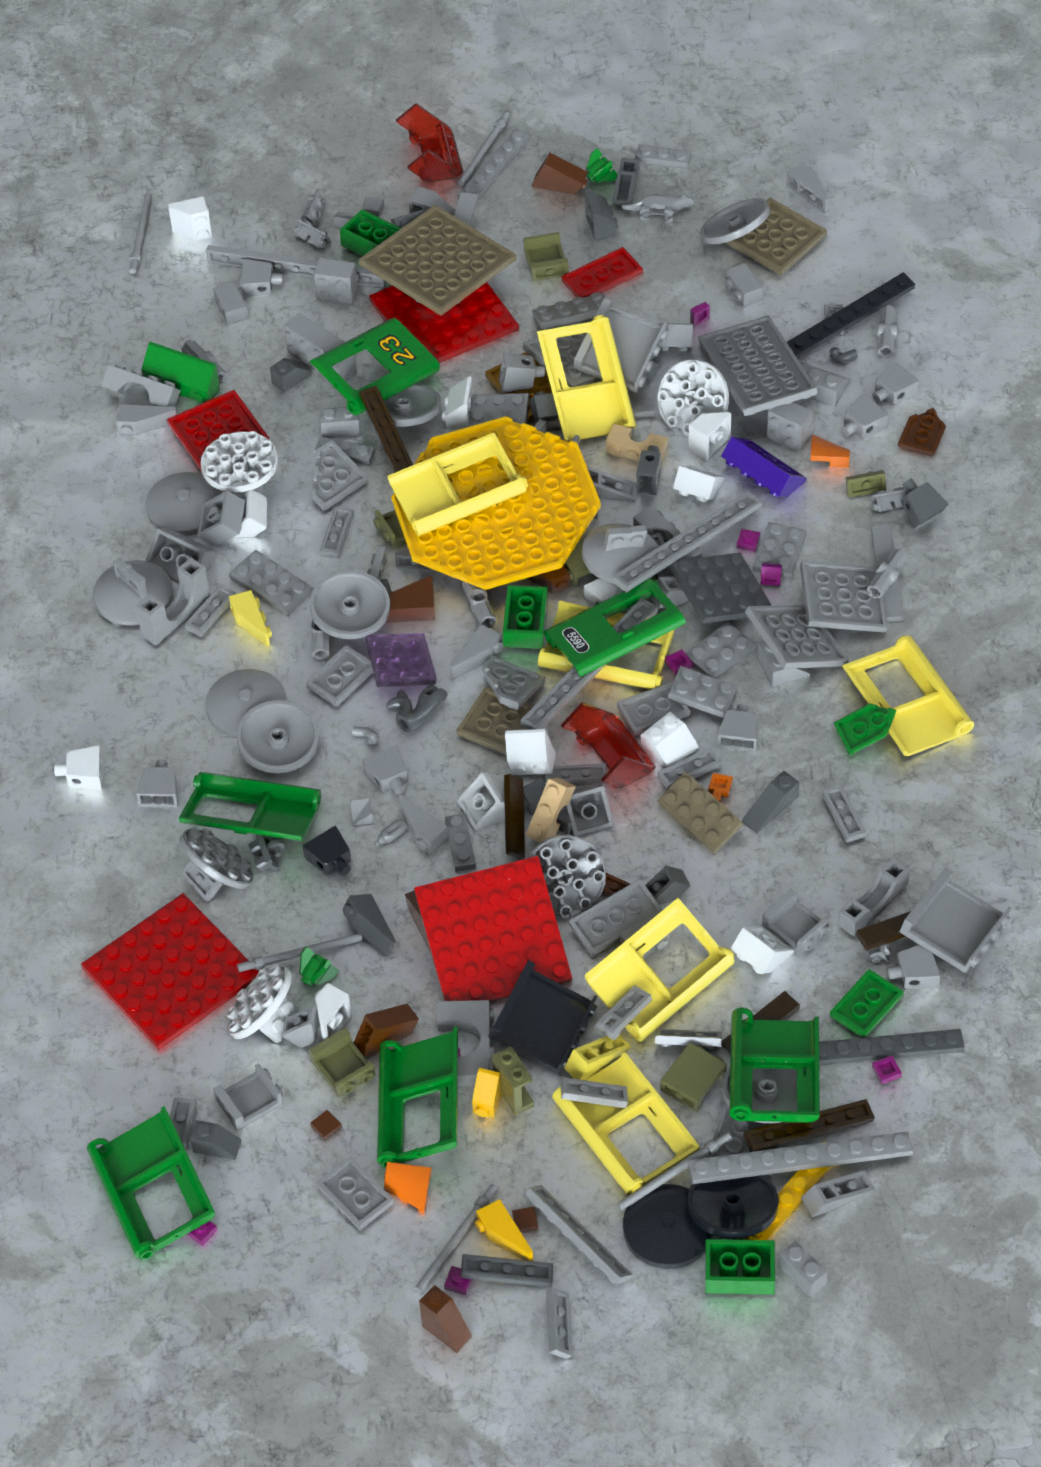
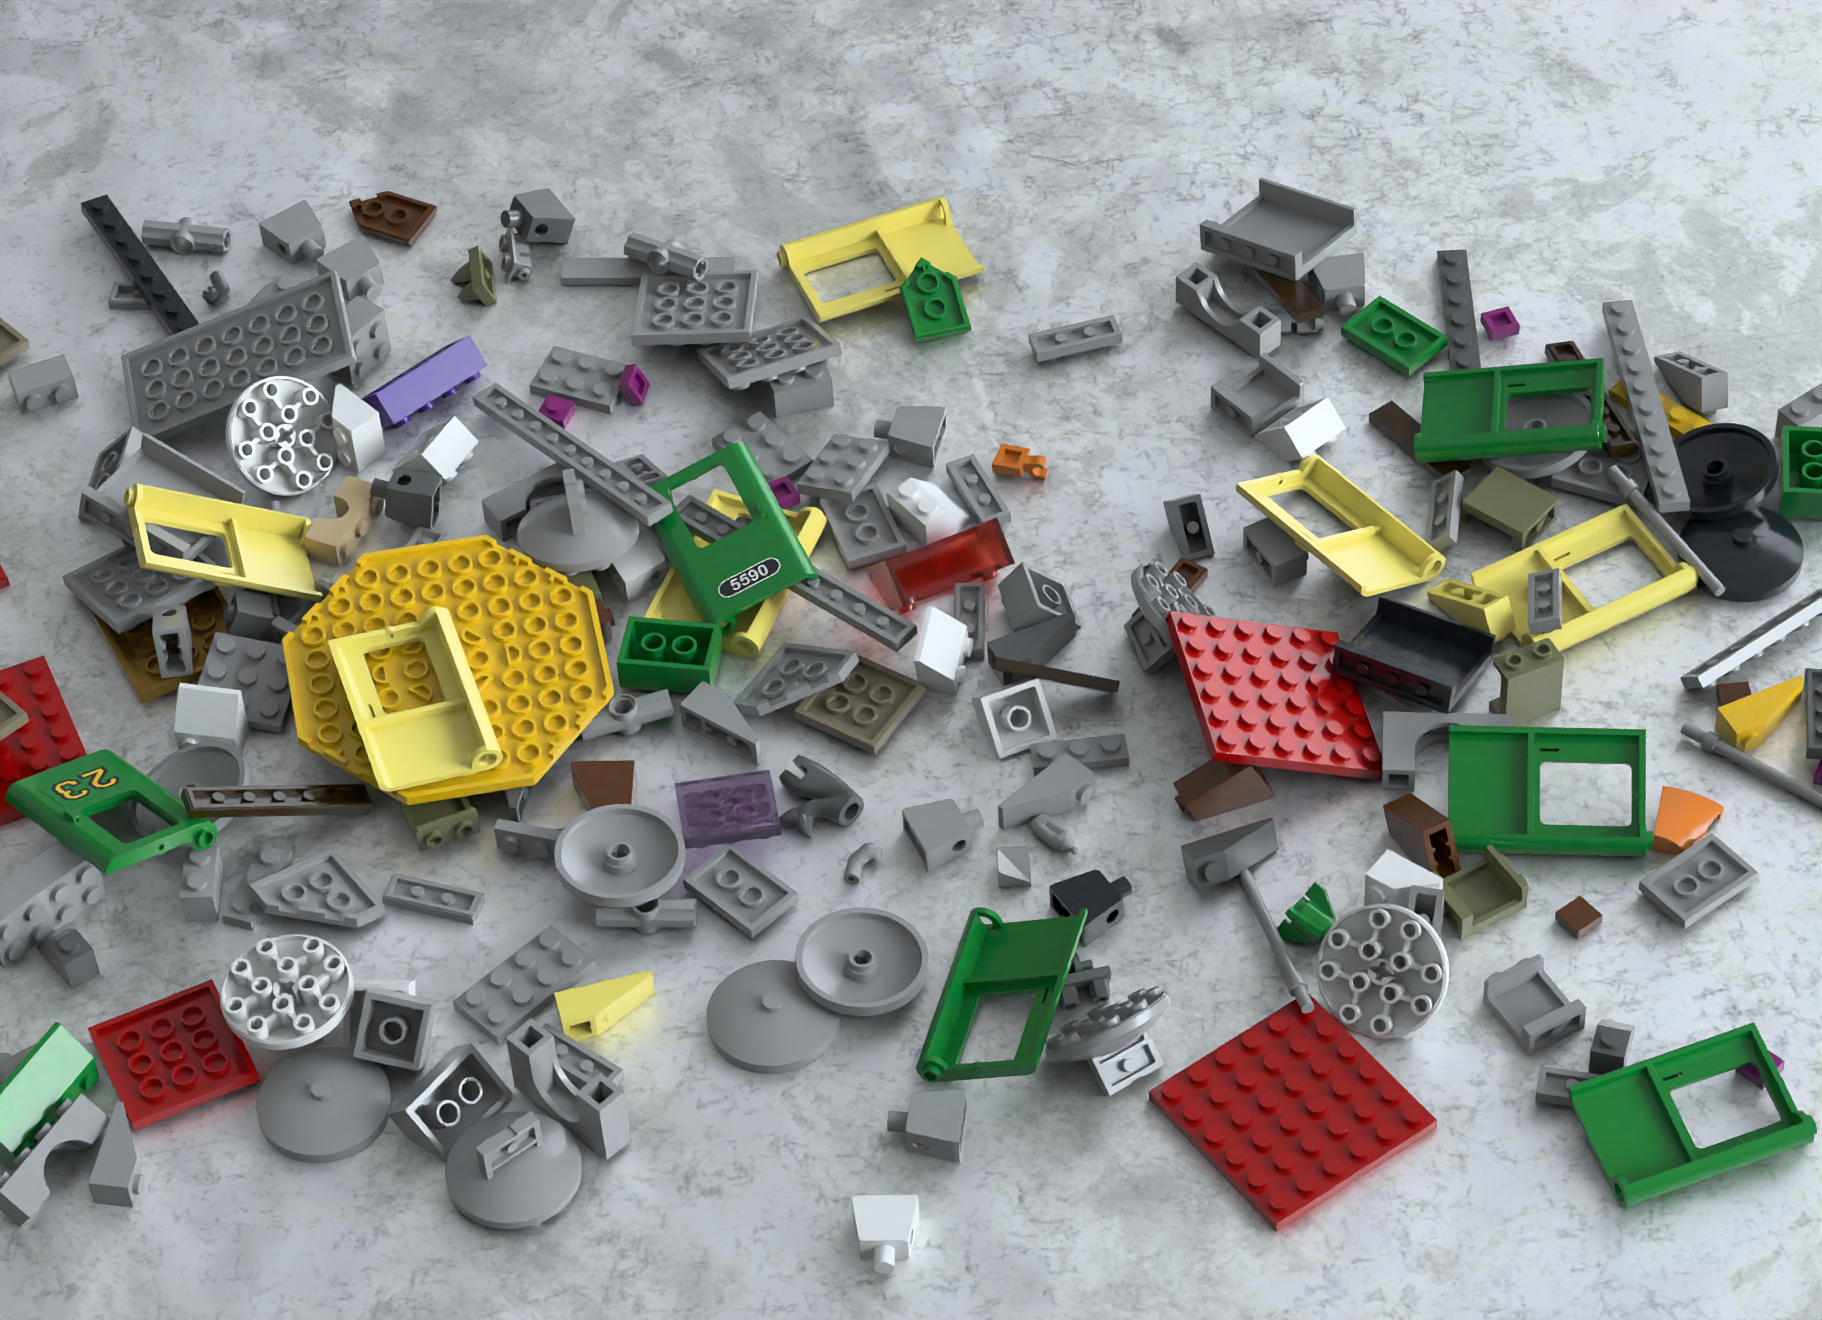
camera: 85 degrees left, 5 degrees down
(487, 1093) = (1539, 709): yellow slope -> none
(554, 797) = (1048, 604): tan arch -> none
(568, 312) = (39, 585): light grey plate -> none
(602, 923) = (1239, 575): light grey plate -> none
(623, 1012) = (1411, 564): light grey plate -> none
(699, 314) = (87, 437): magenta plate -> none
(700, 812) = (1061, 481): dark tan plate -> none
(719, 586) = (655, 432): dark grey plate -> none
(772, 801) = (1048, 407): dark grey slope -> none
(829, 452) = (411, 311): orange slope -> none

